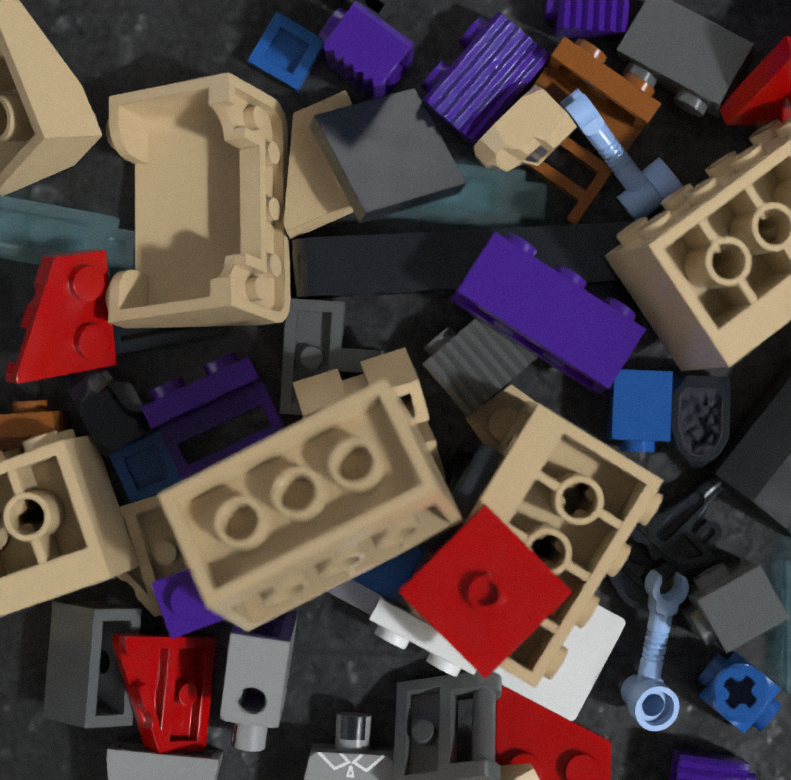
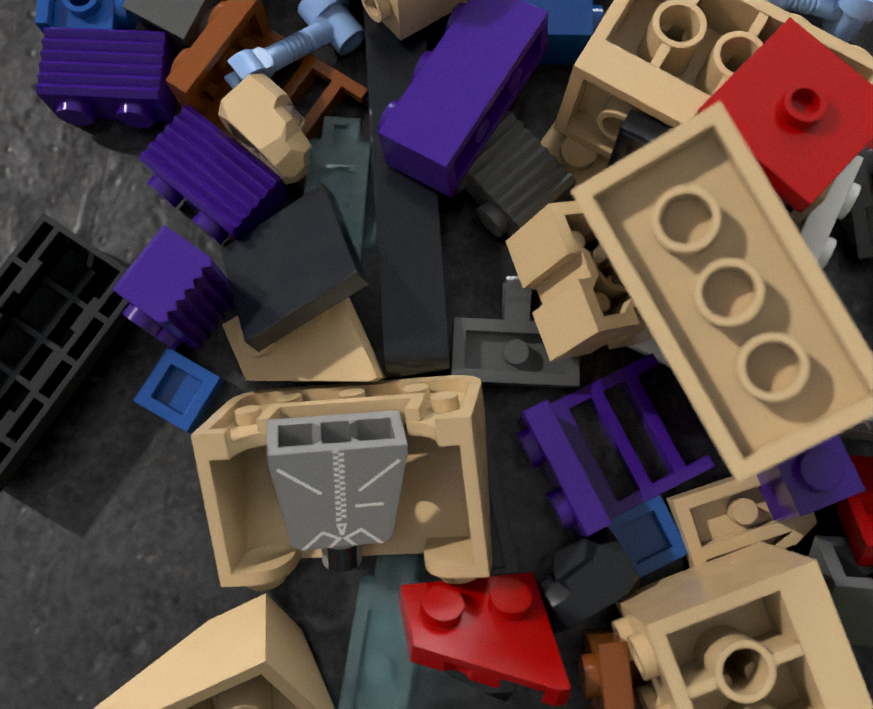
camera: 85 degrees left, 10 degrees down
(192, 197) = (338, 481): none -> light grey torso

